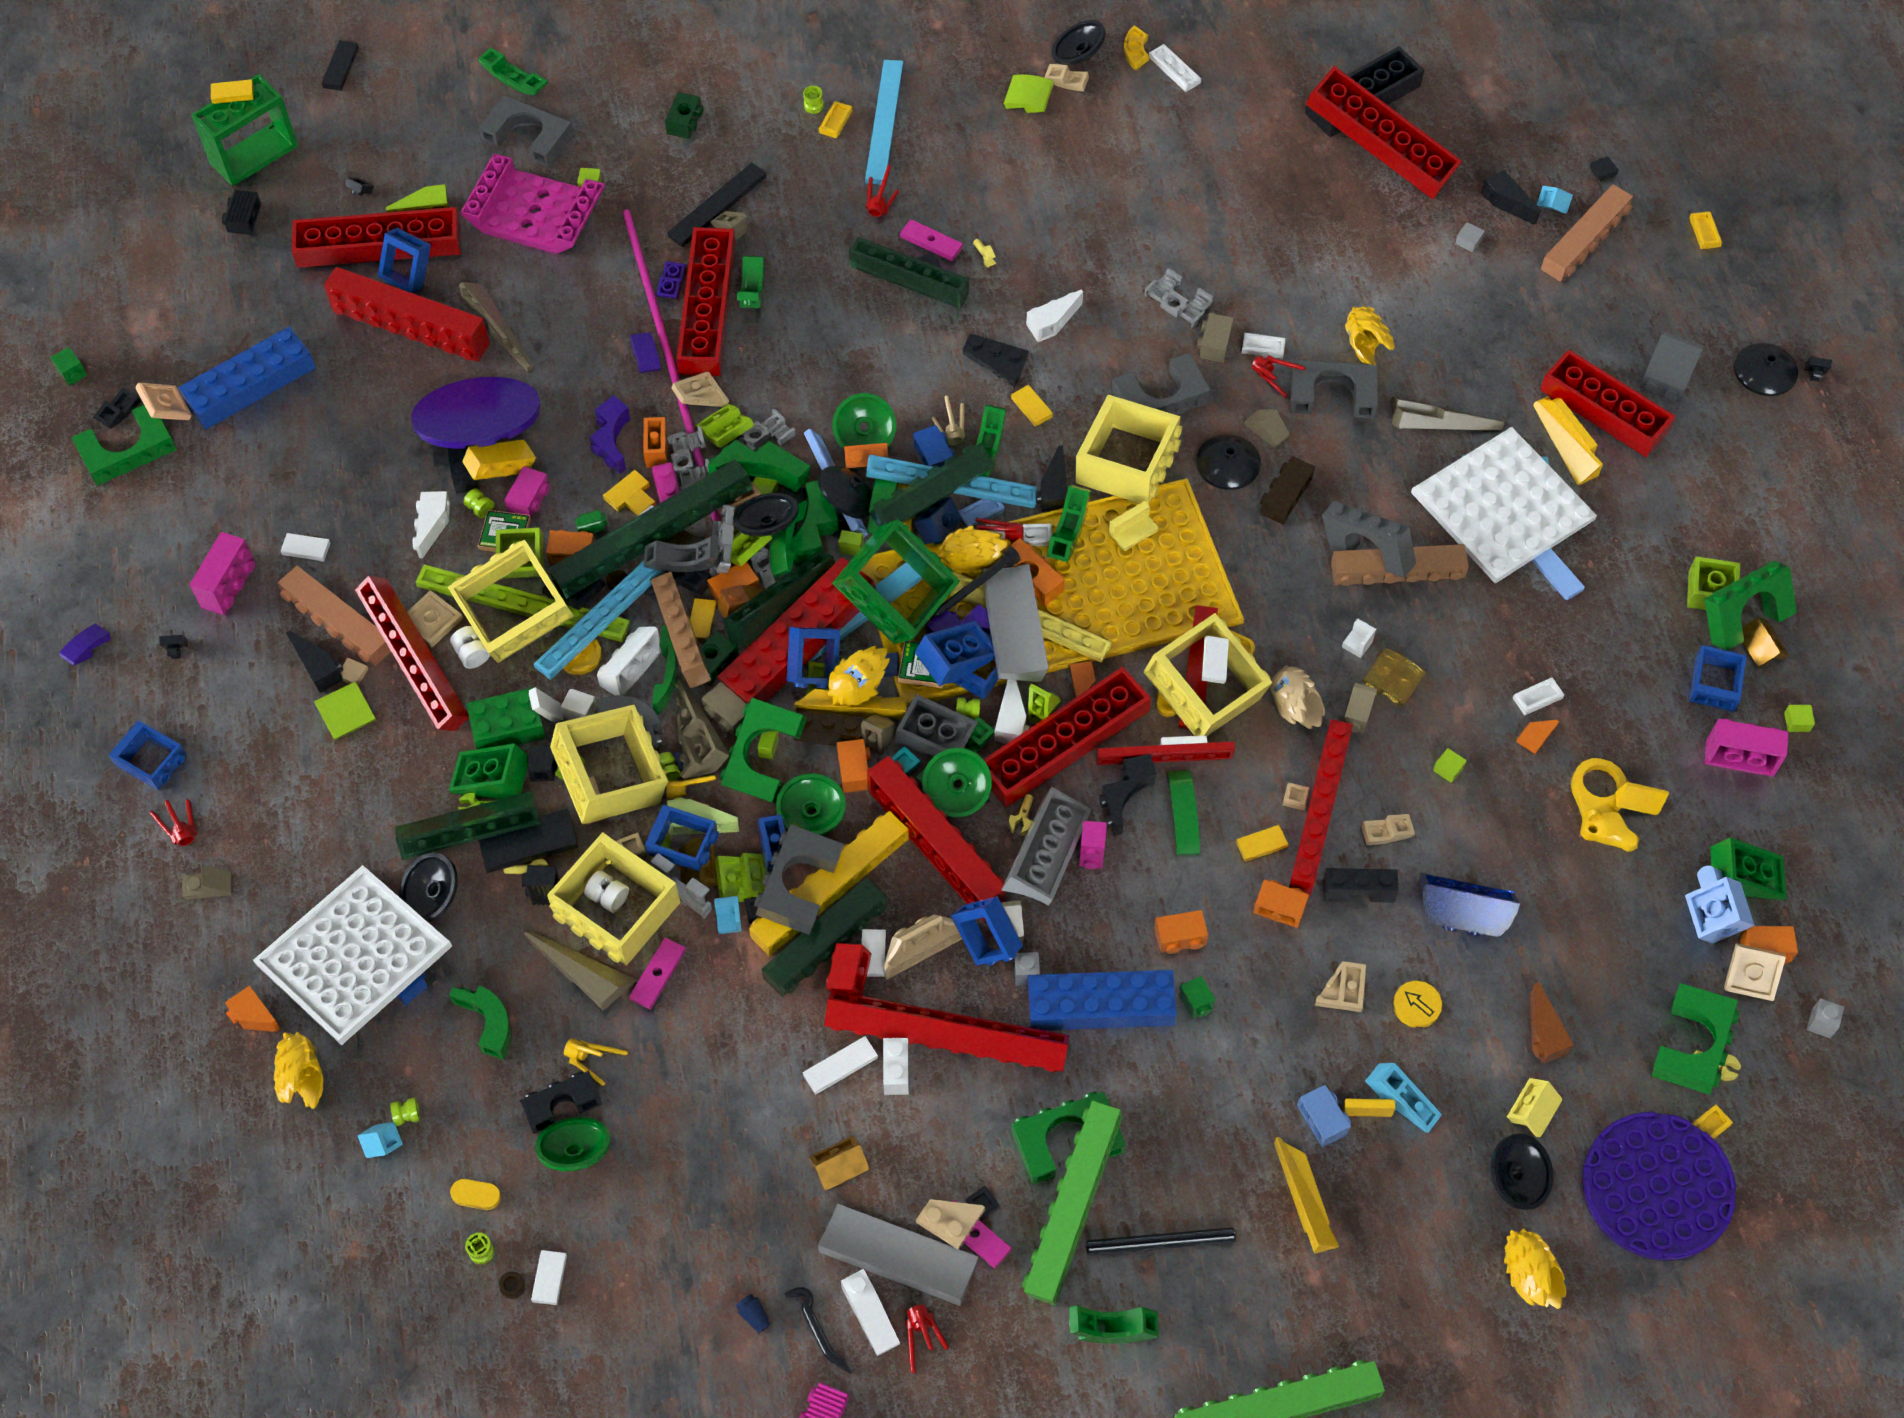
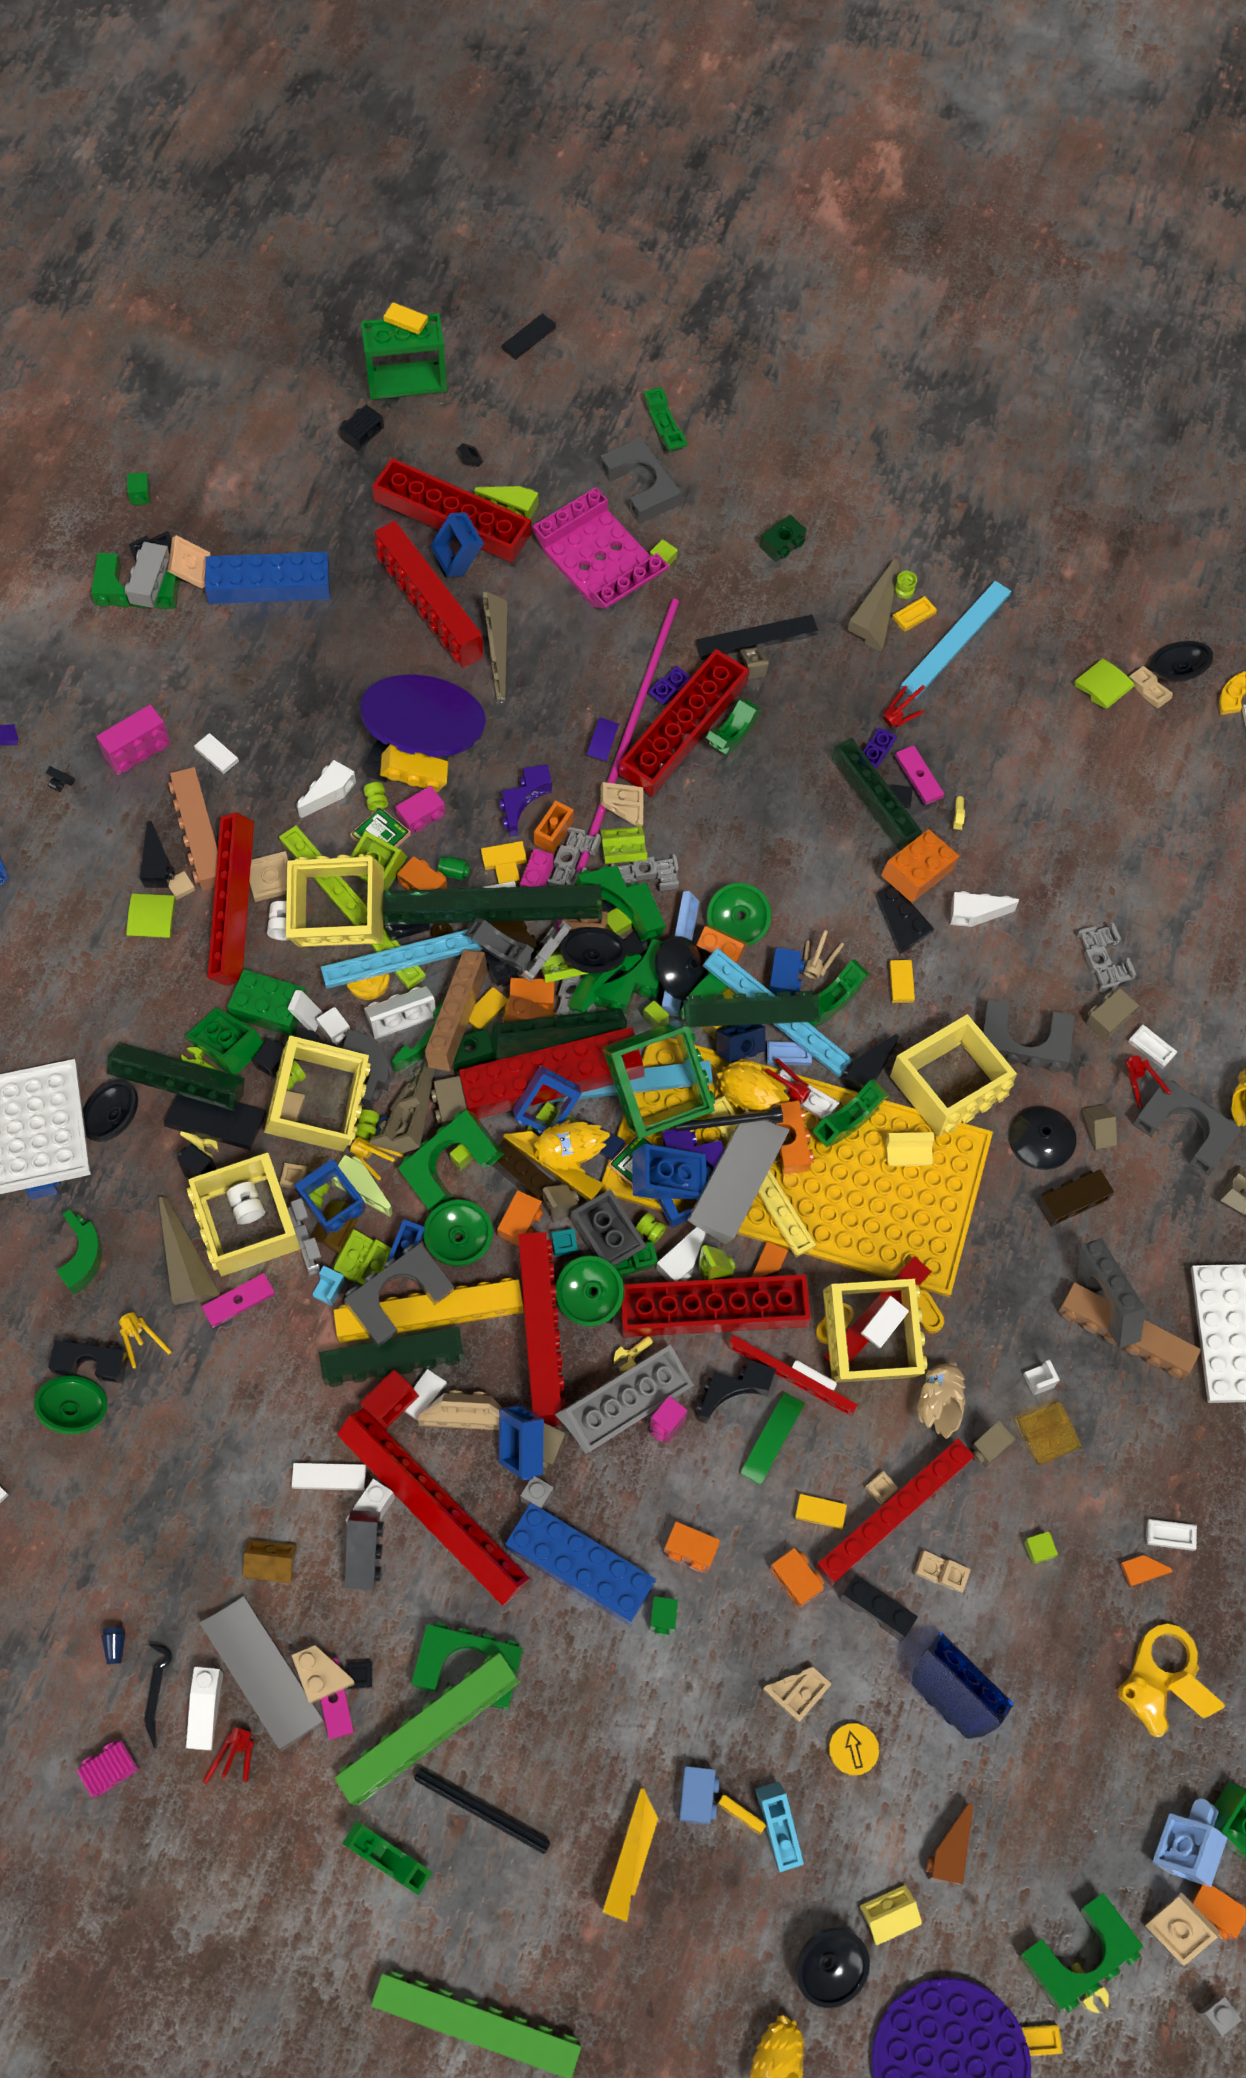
camera: 30 degrees right, 5 degrees up
(135, 429) = (147, 574): none -> light grey brick
(803, 138) = (873, 614): none -> dark tan wedge
(882, 232) = (879, 746): none -> dark purple slope
(917, 1098) = (363, 1550): none -> black brick
(984, 307) = (920, 865): none -> orange brick

